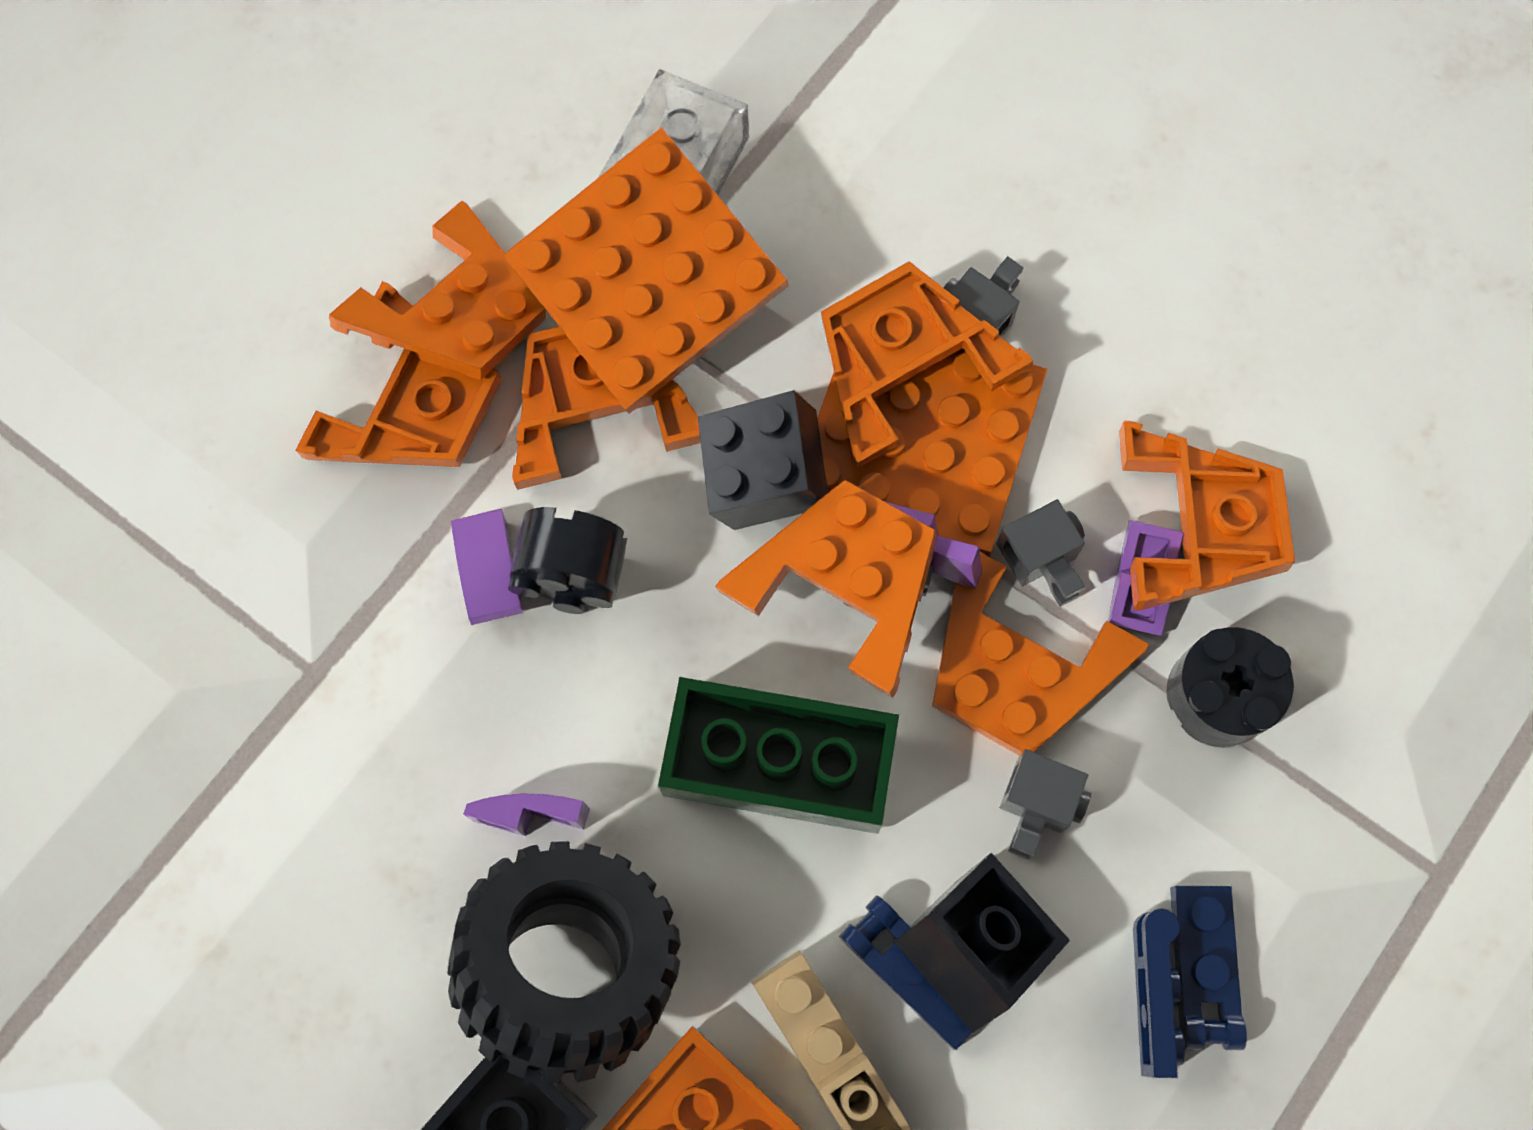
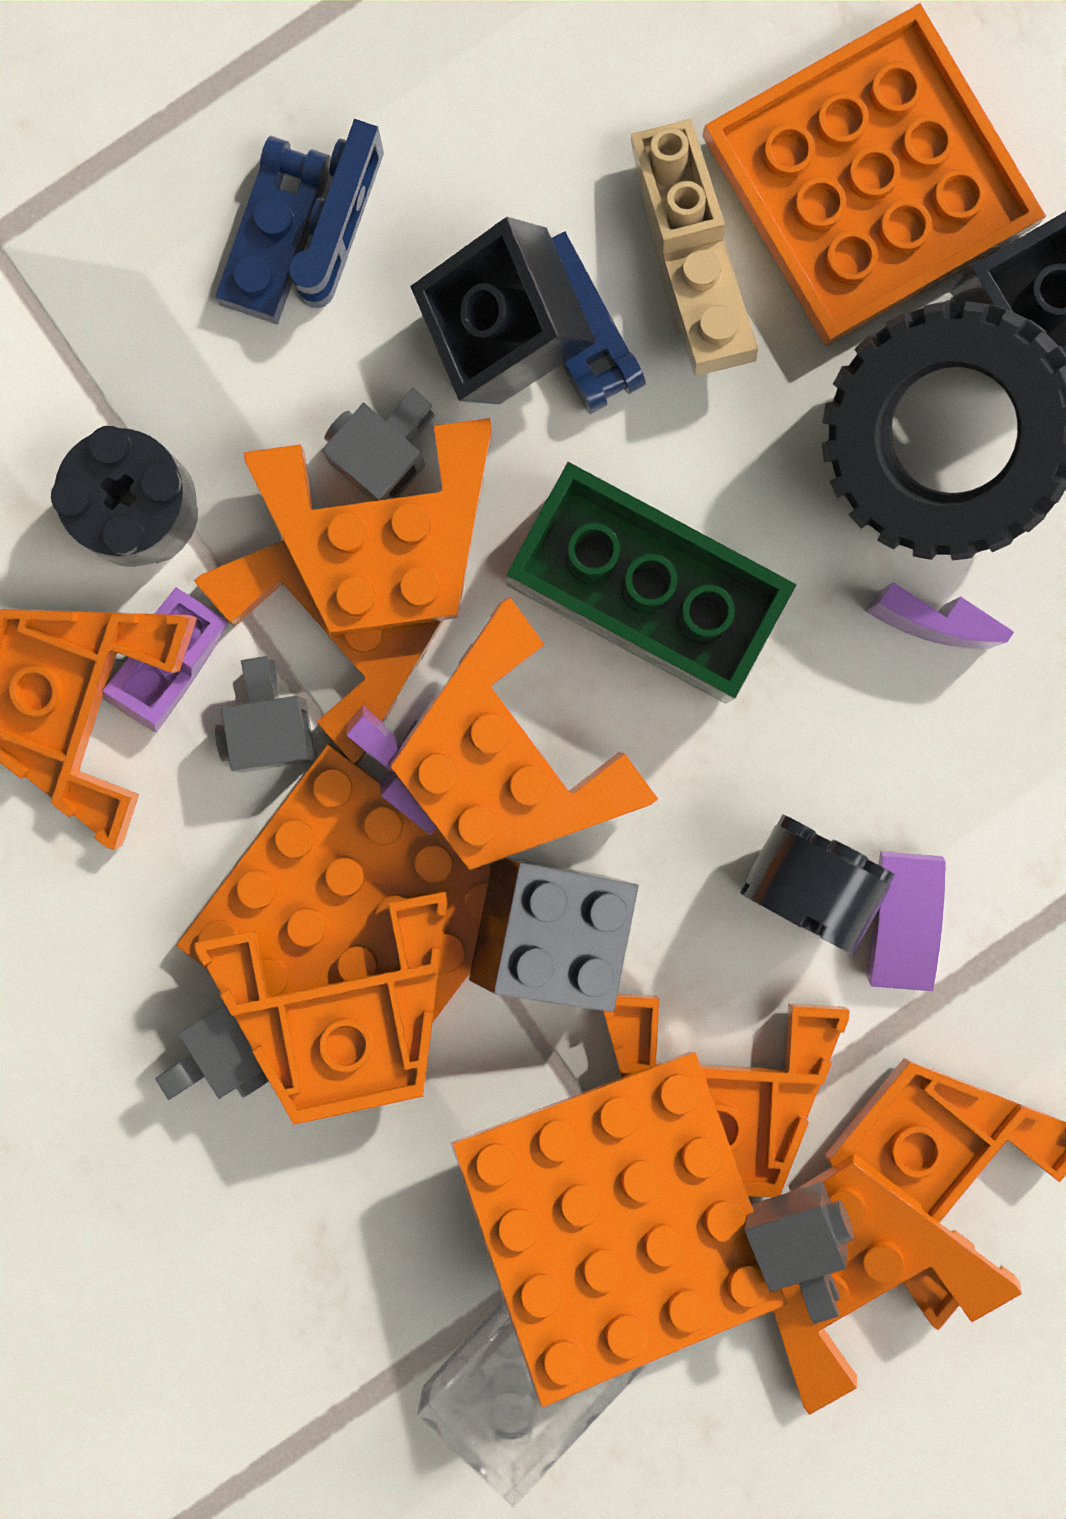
camera: 165 degrees left, 15 degrees up
(505, 297) = (802, 1241): none -> dark grey brick
(1006, 704) = (386, 557): none -> orange wing

